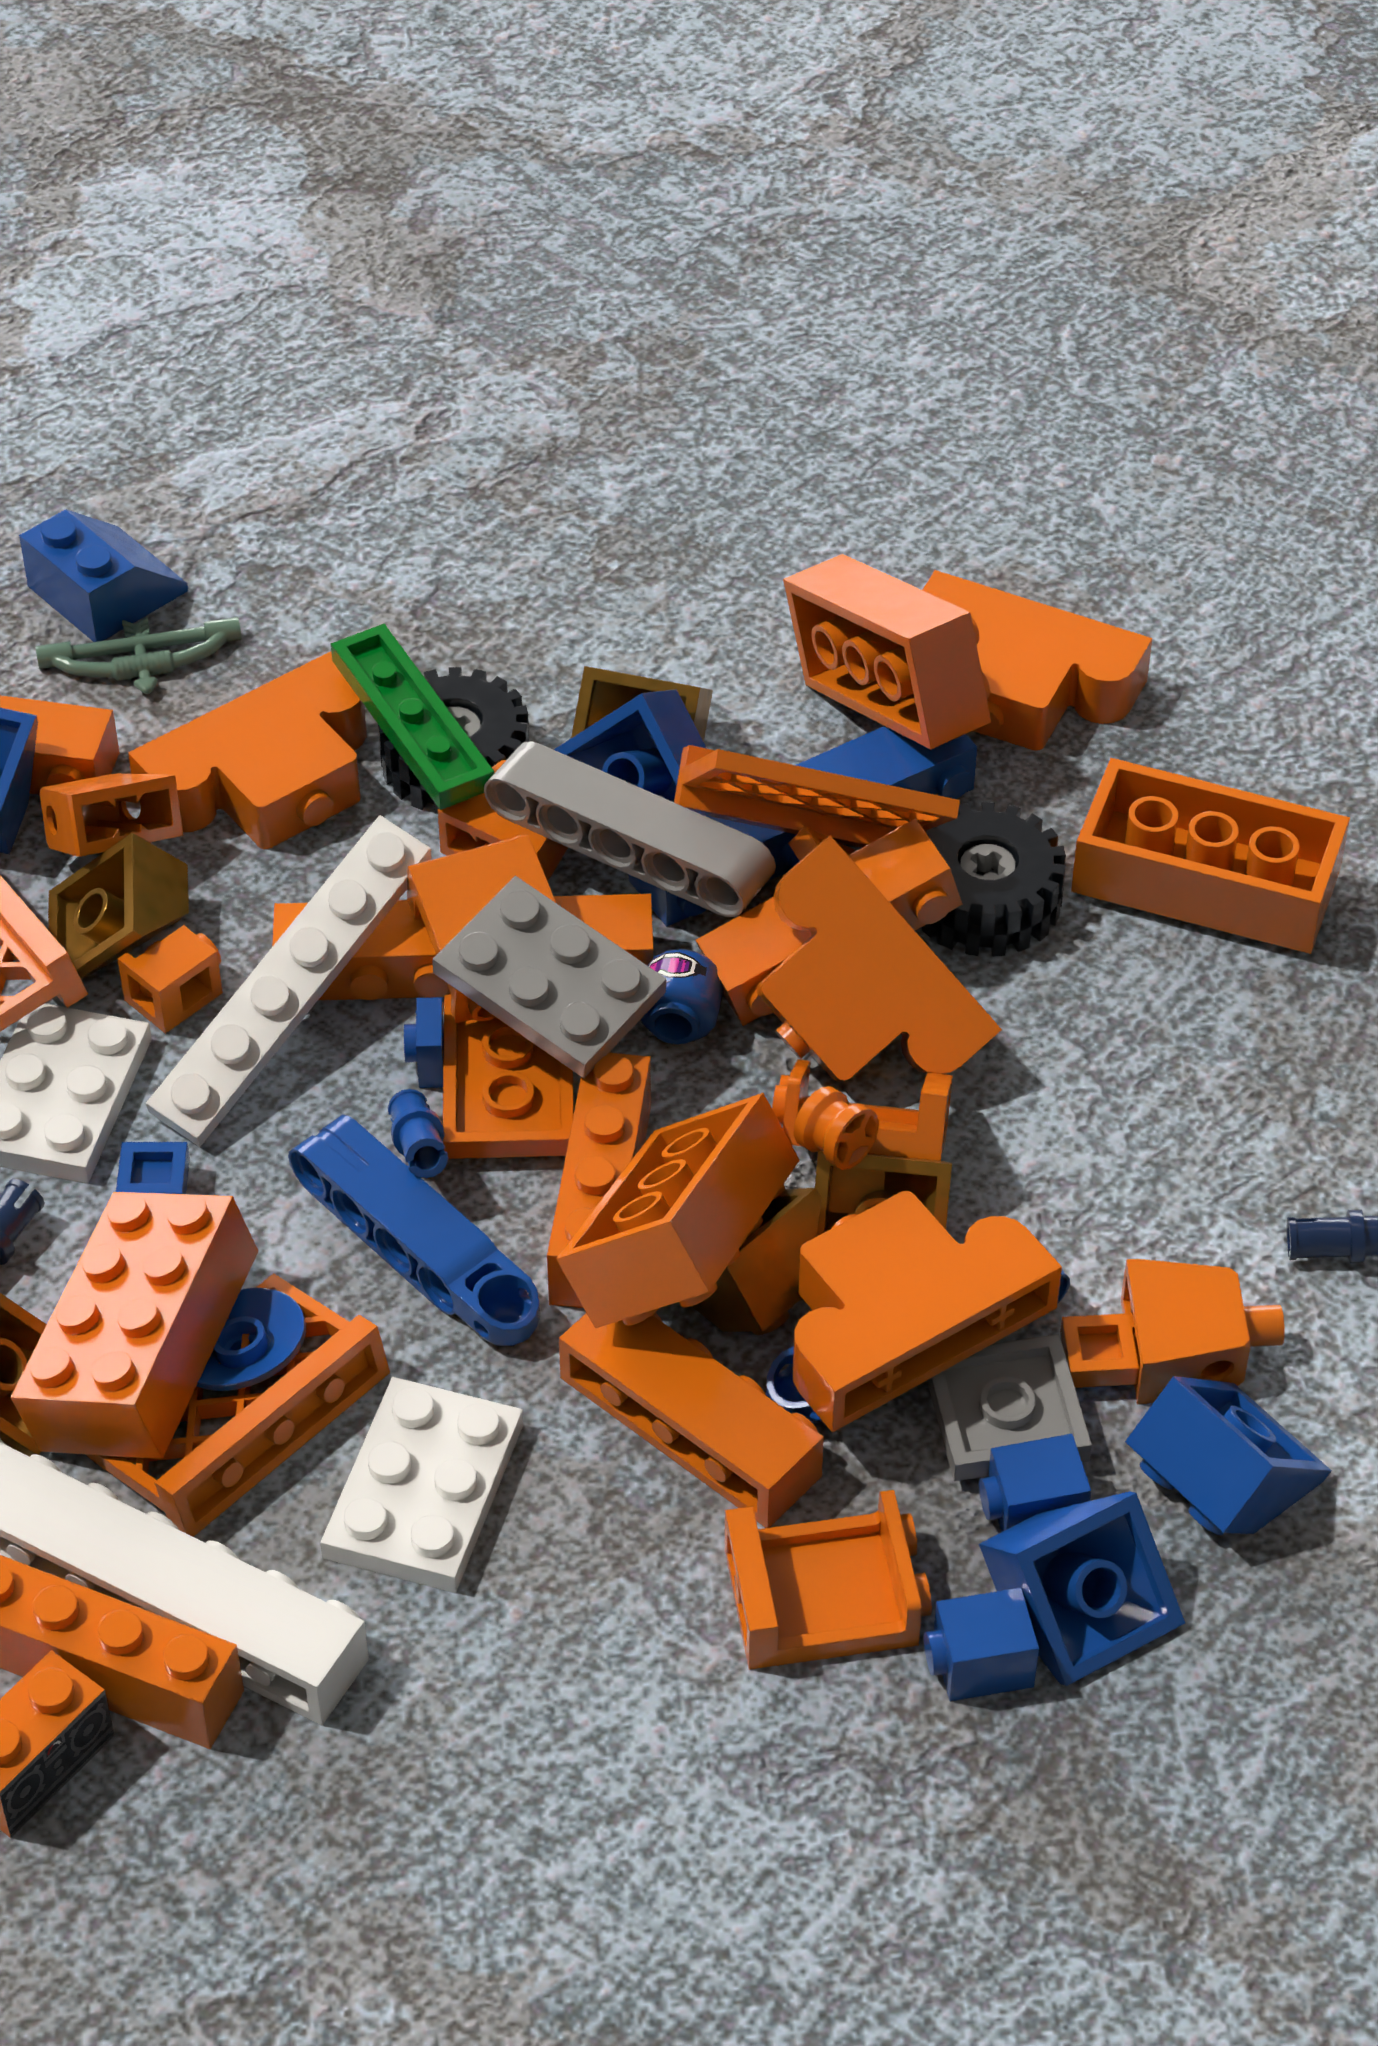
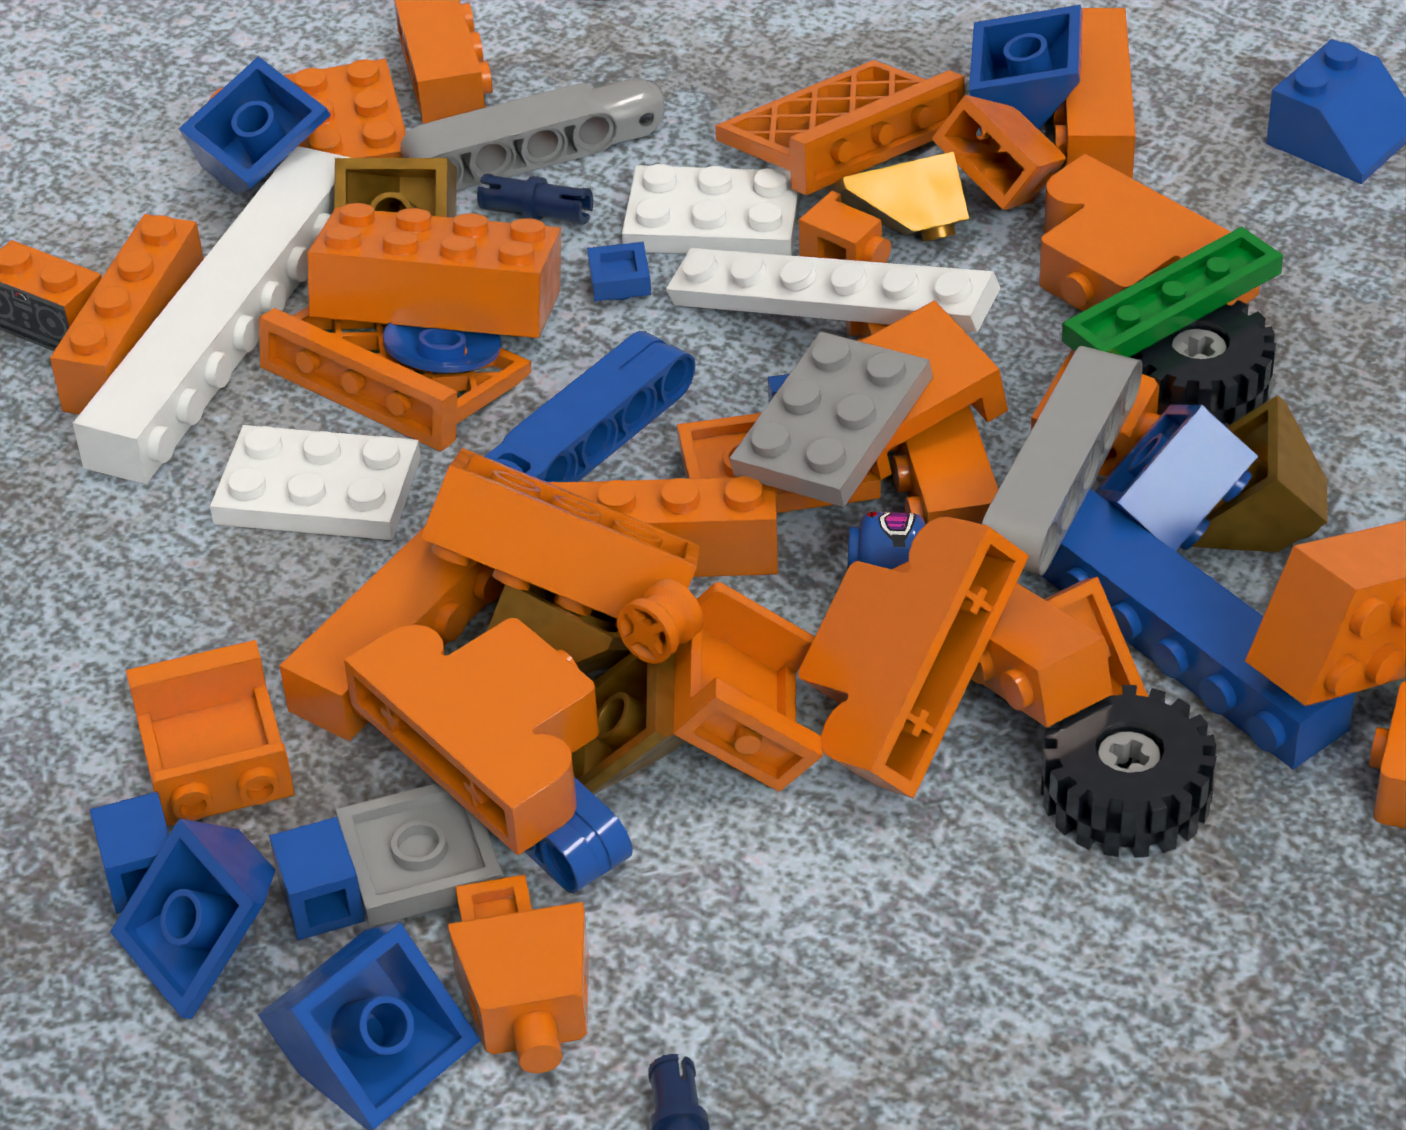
camera: 85 degrees right, 5 degrees down
(139, 639) = (1245, 173): sand green piece -> none
(417, 1133) = (674, 401): blue pin -> none
(795, 796) = (1121, 559): orange fence -> none
(1210, 855) = (1204, 950): orange brick -> none

